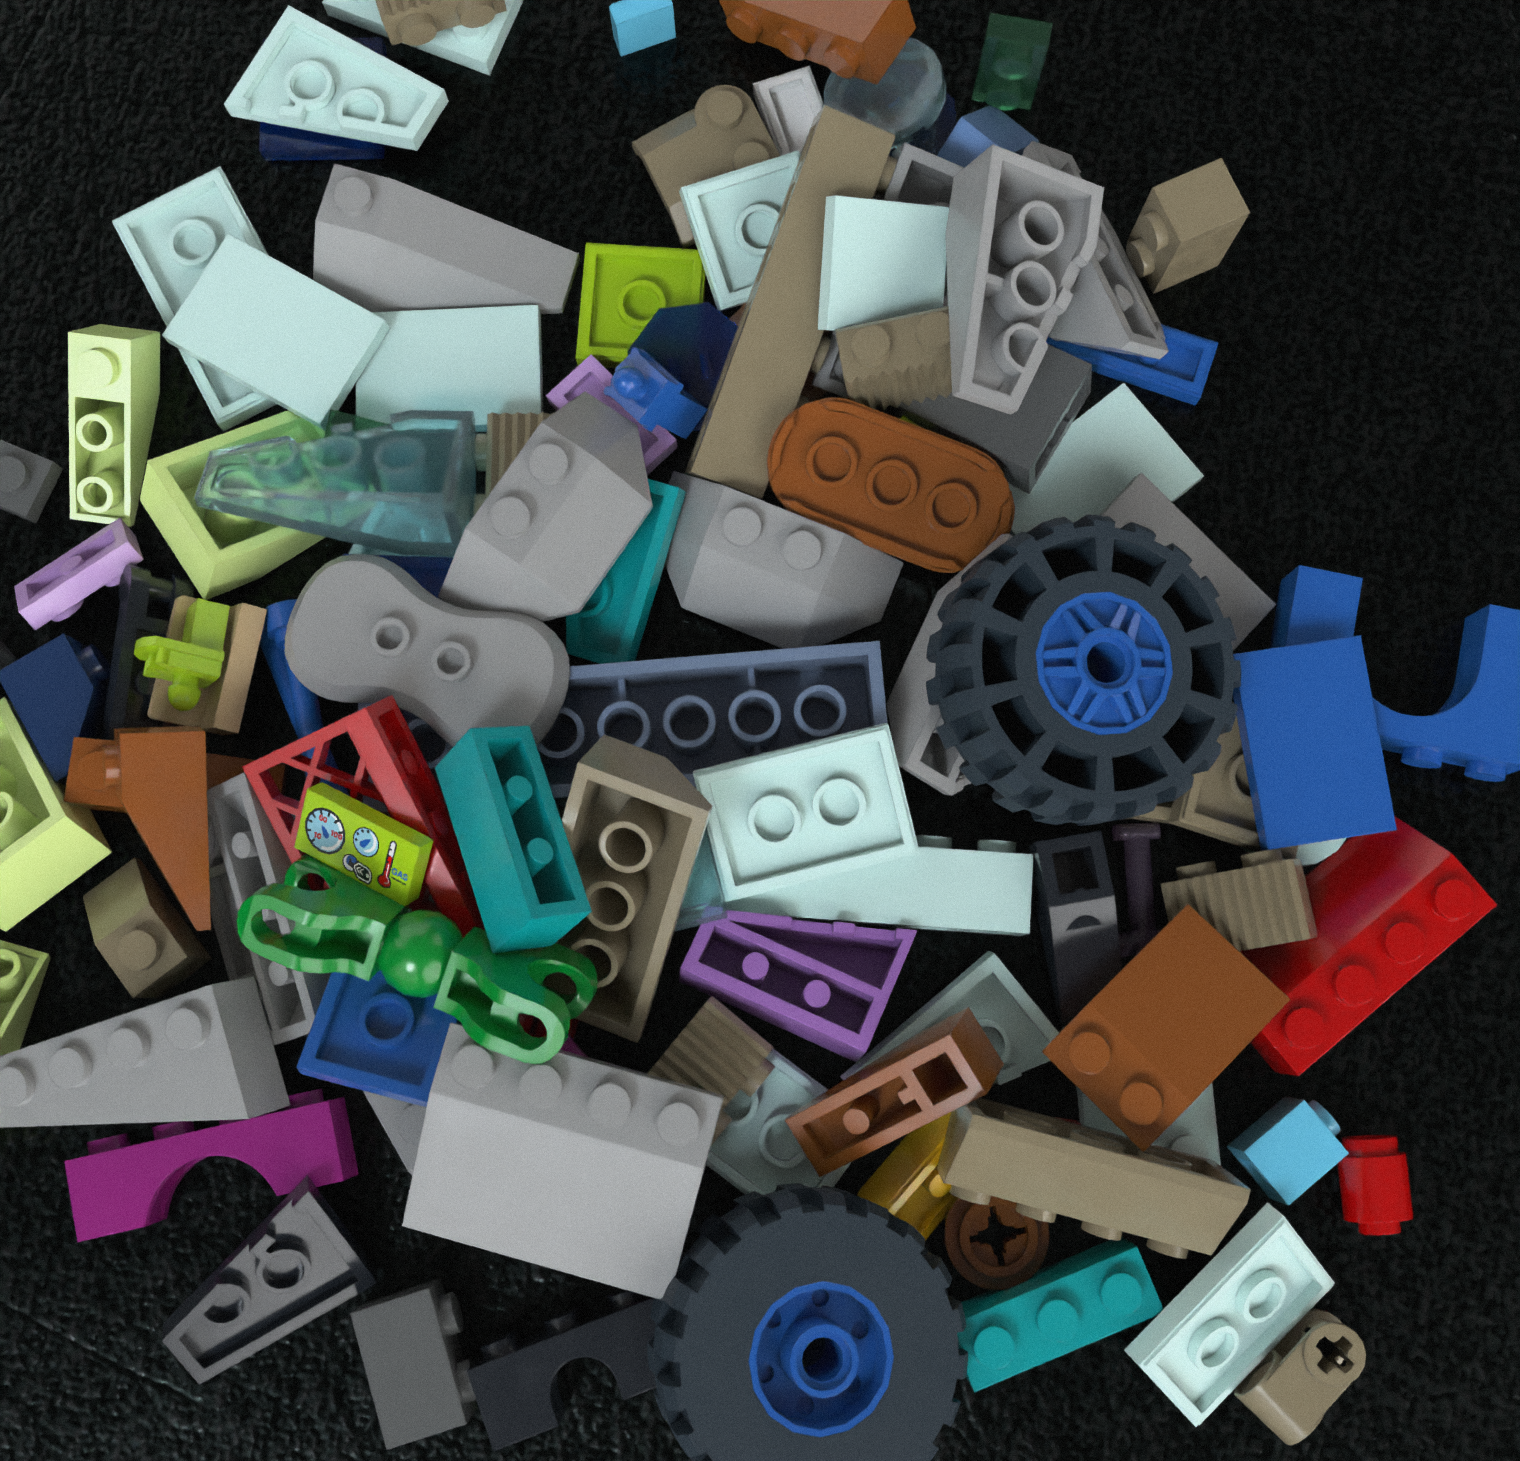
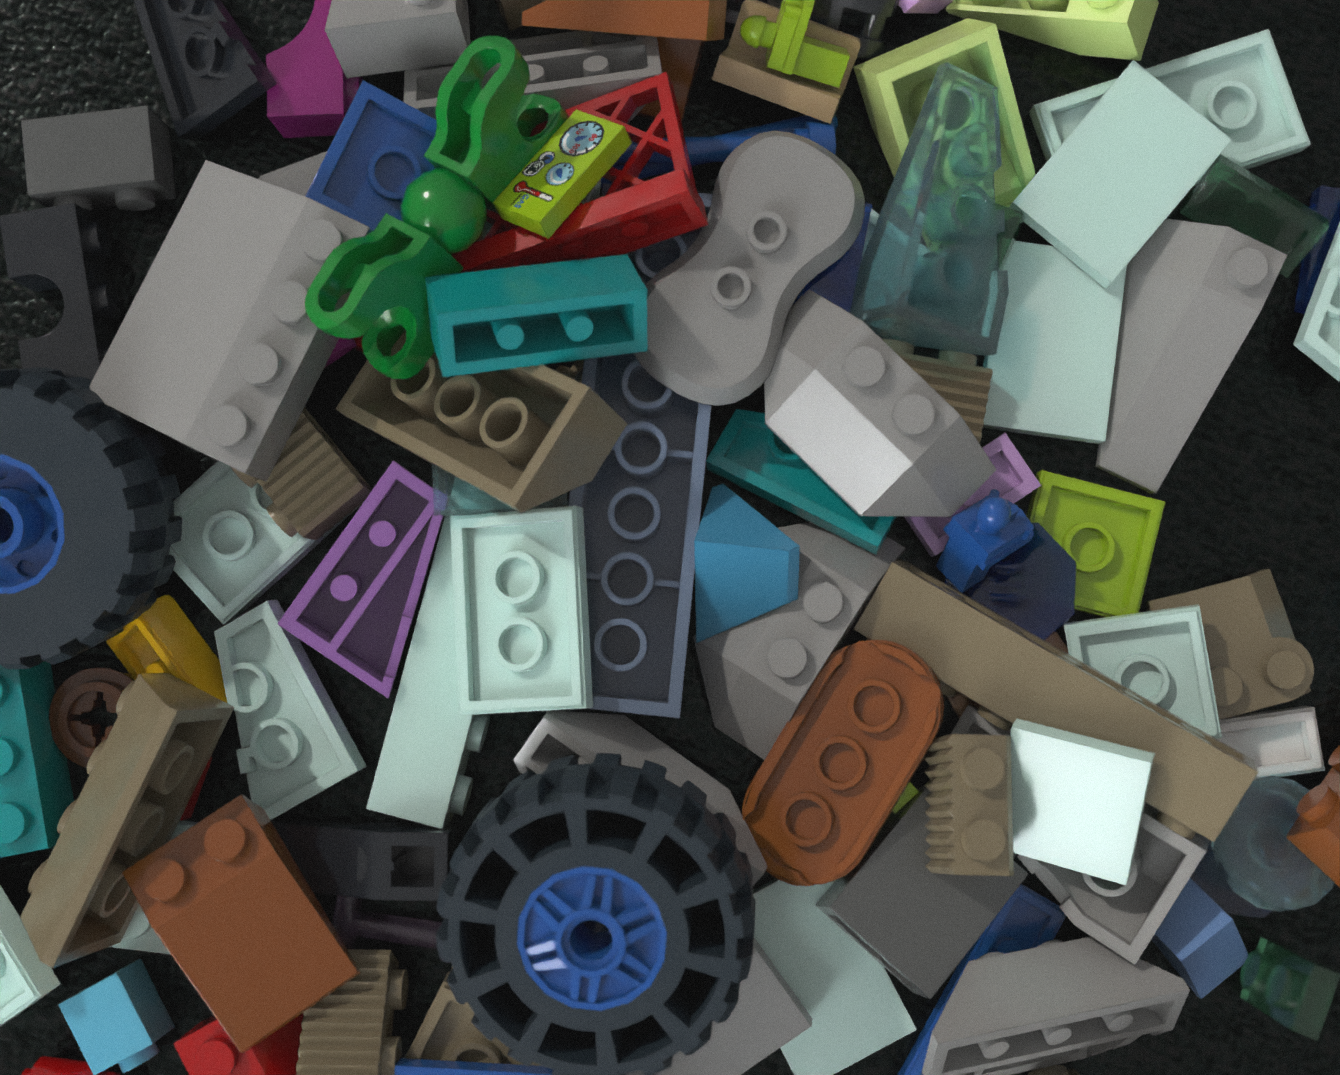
camera: 105 degrees right, 5 degrees up
(289, 210) = (1254, 207): none -> clear green plate
(719, 610) = (740, 565): none -> dark azure slope
(898, 1093) = (238, 654): dark orange slope -> none
(1011, 261) = (1047, 935): light grey wedge -> none

